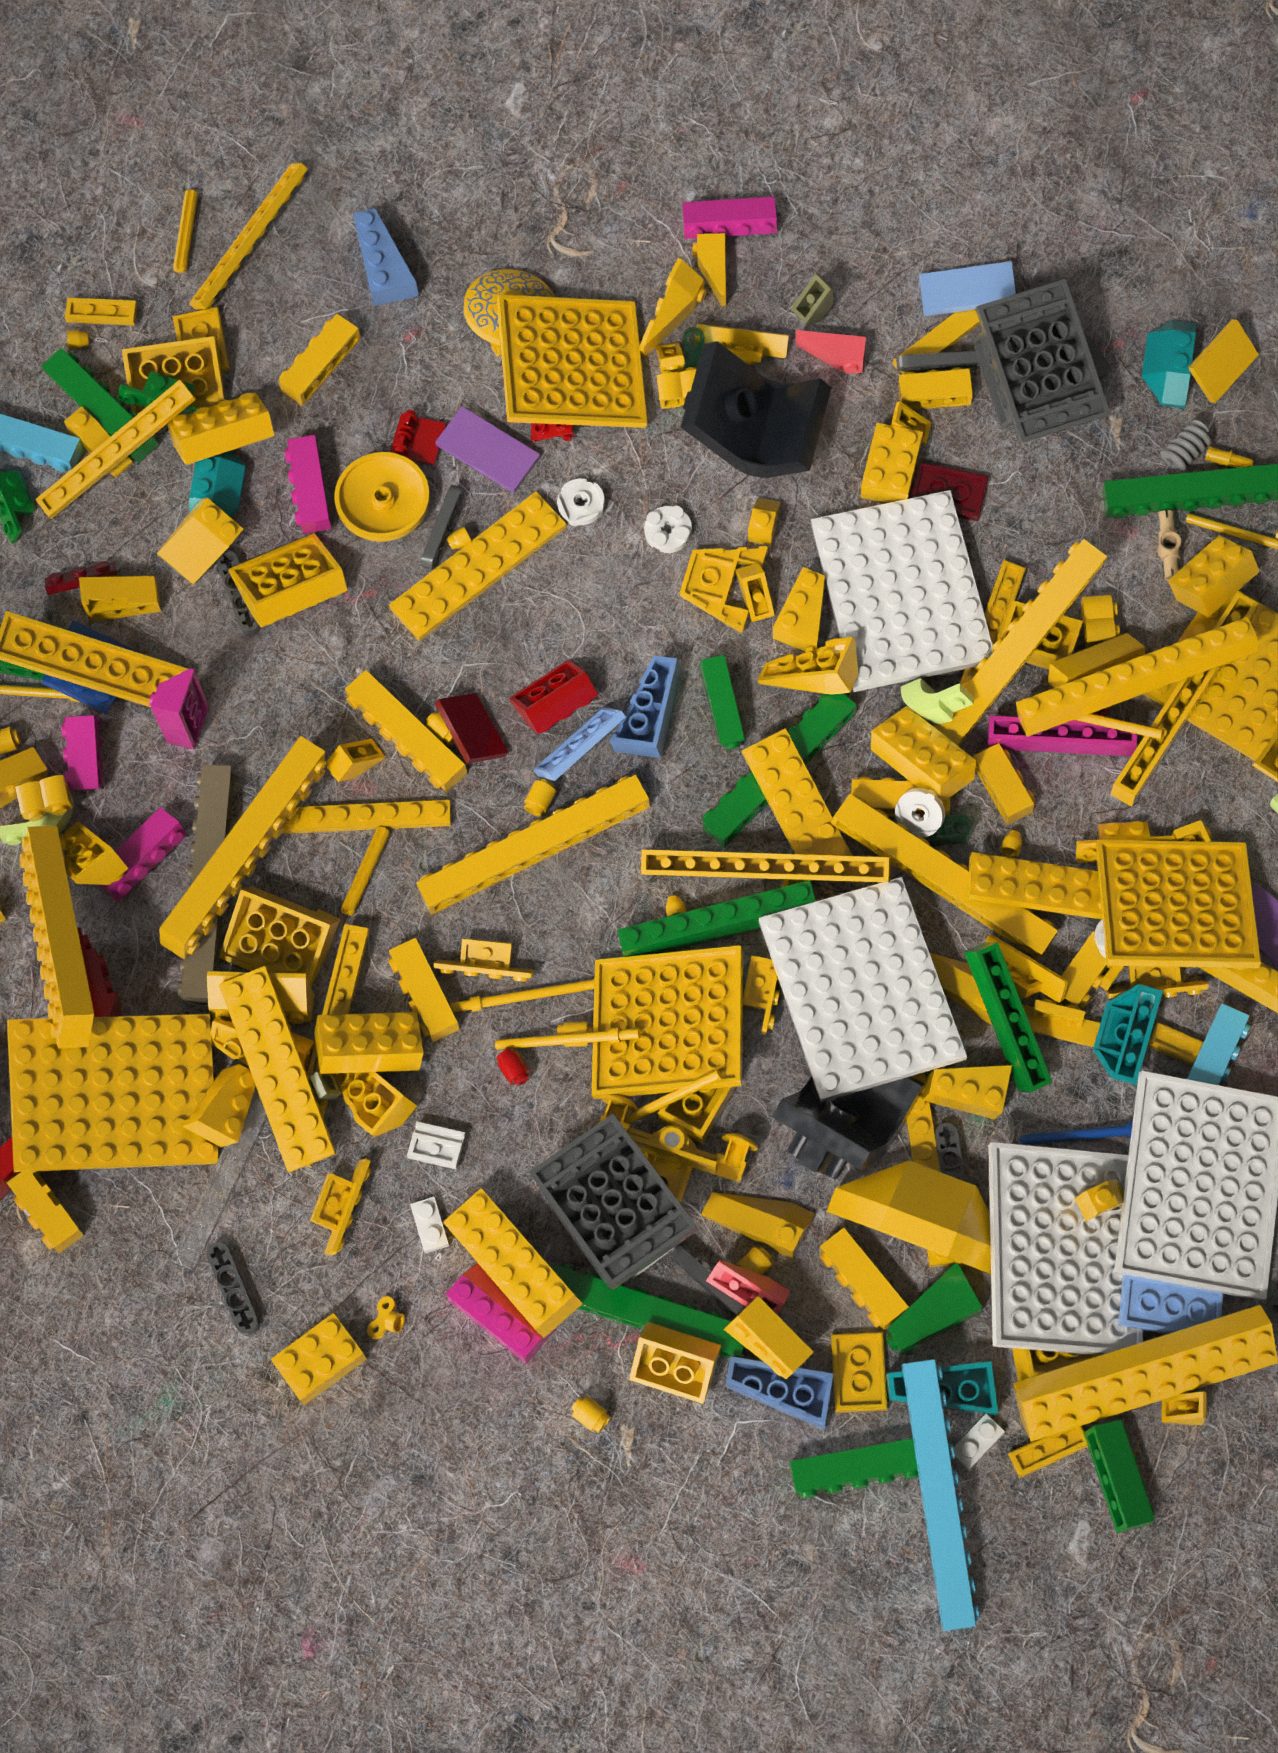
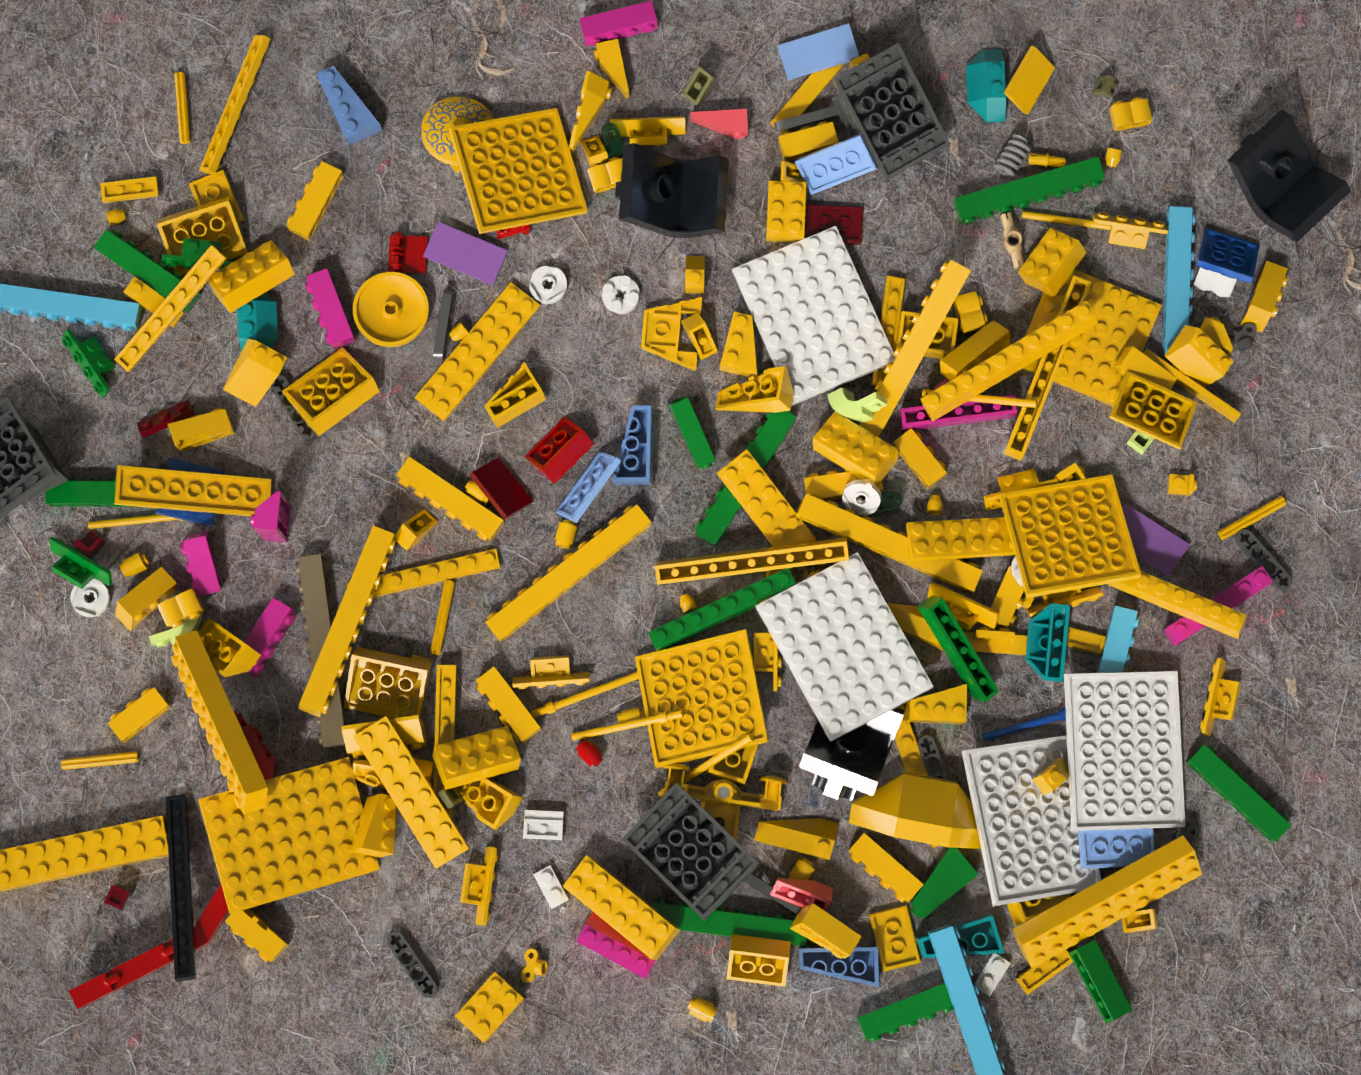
camera: 15 degrees left, 10 degrees up
(511, 625) = (515, 397): none -> yellow wedge
(964, 415) = (836, 164): none -> light blue tile

